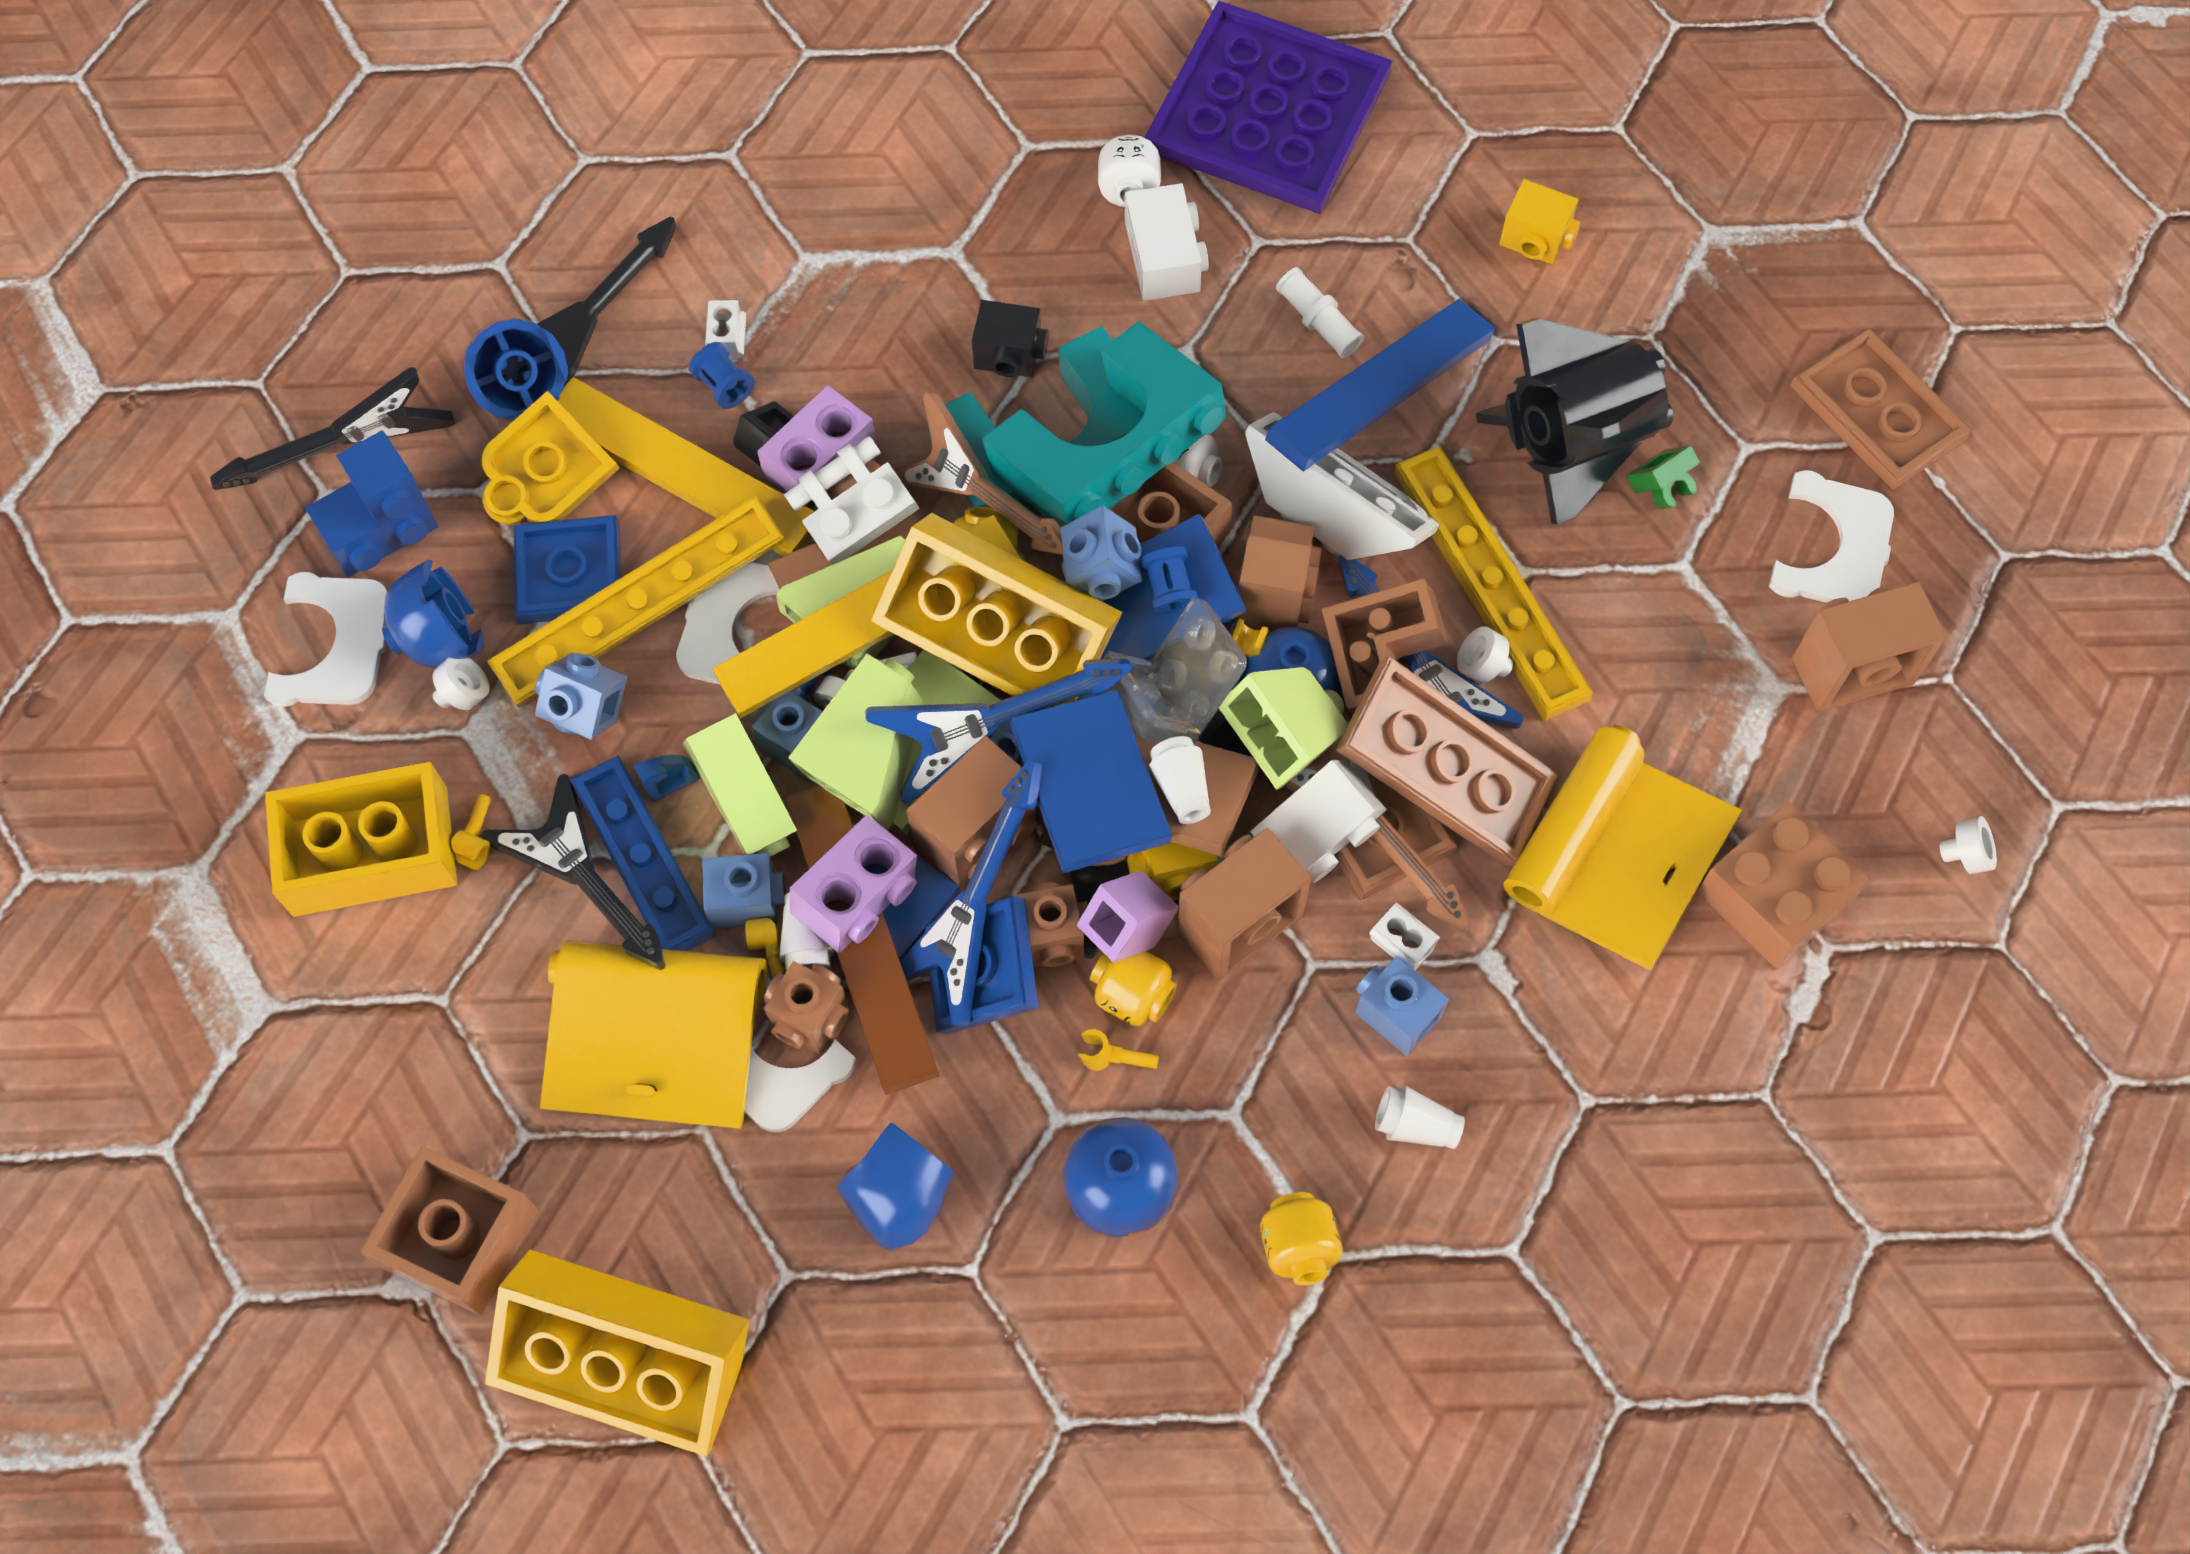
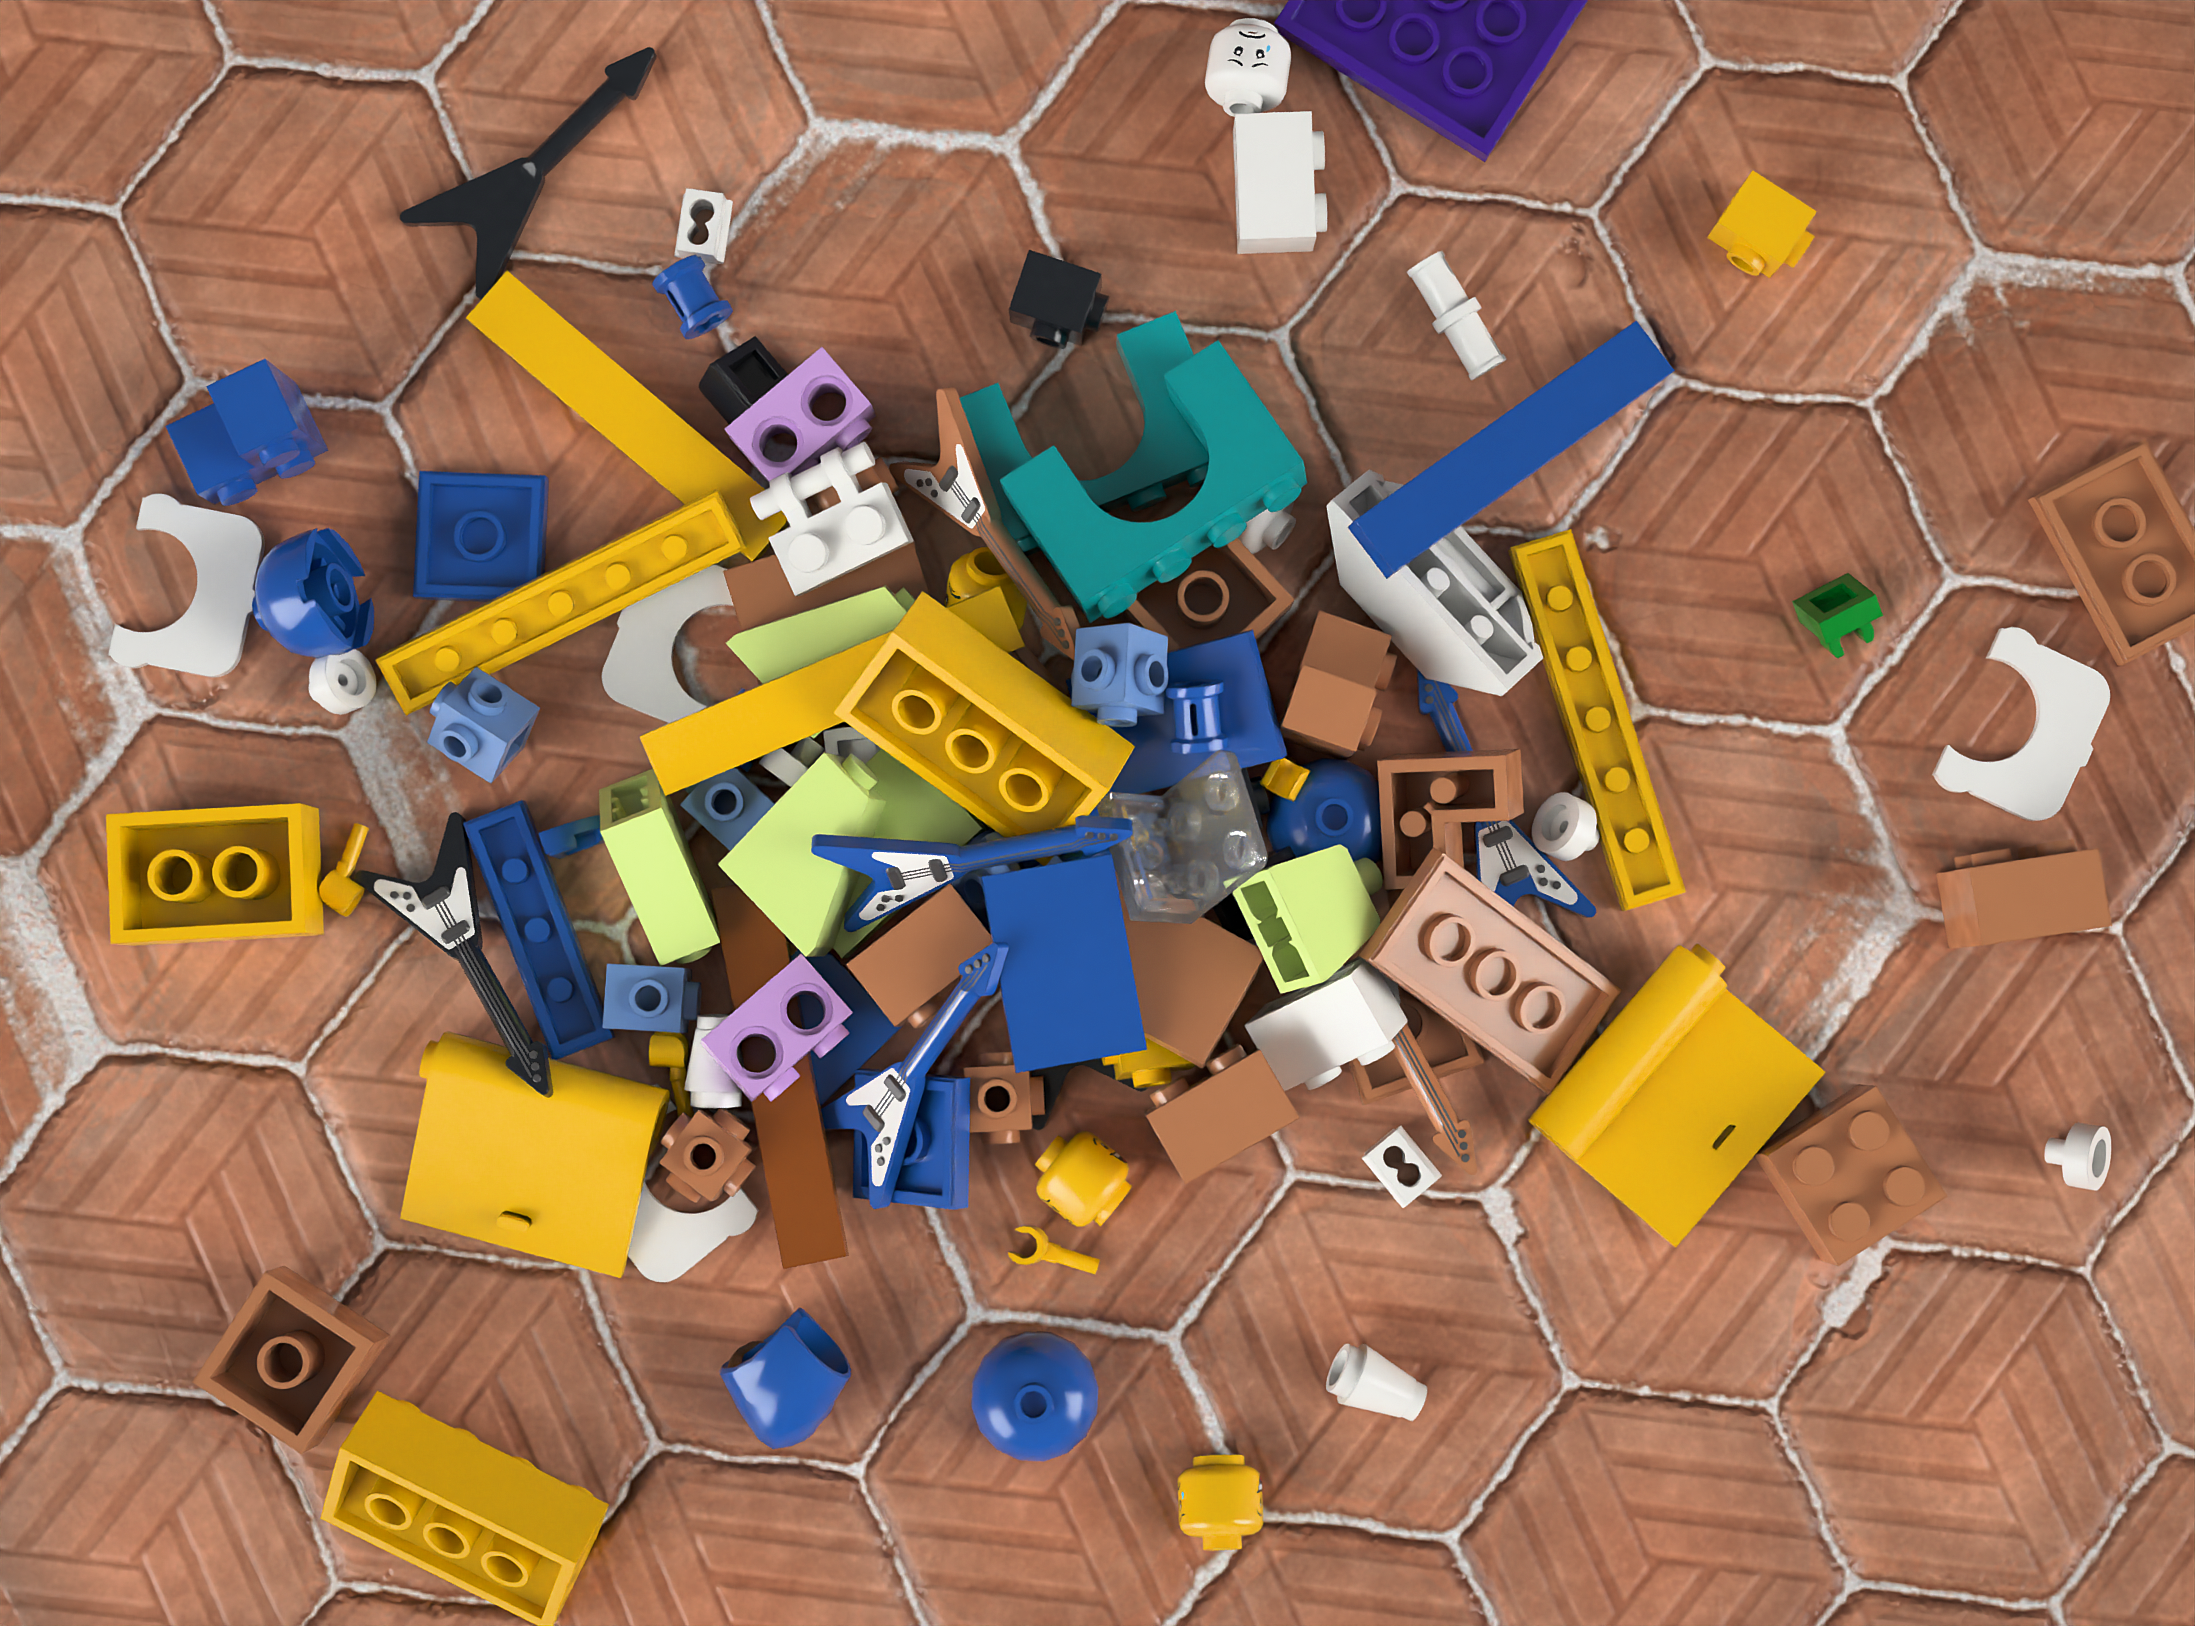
camera: 10 degrees right, 20 degrees up
(377, 412) = (270, 301): black piece -> none
(513, 366) = (433, 266): blue cylinder -> none
(542, 466) = (460, 397): yellow plate -> none
(1127, 916) = (1085, 1117): lavender brick -> none
(1181, 776) = (1170, 977): white cone -> none
(1399, 1004) = (1380, 1249): medium blue brick -> none
(1581, 408) = (1749, 527): black brick -> none

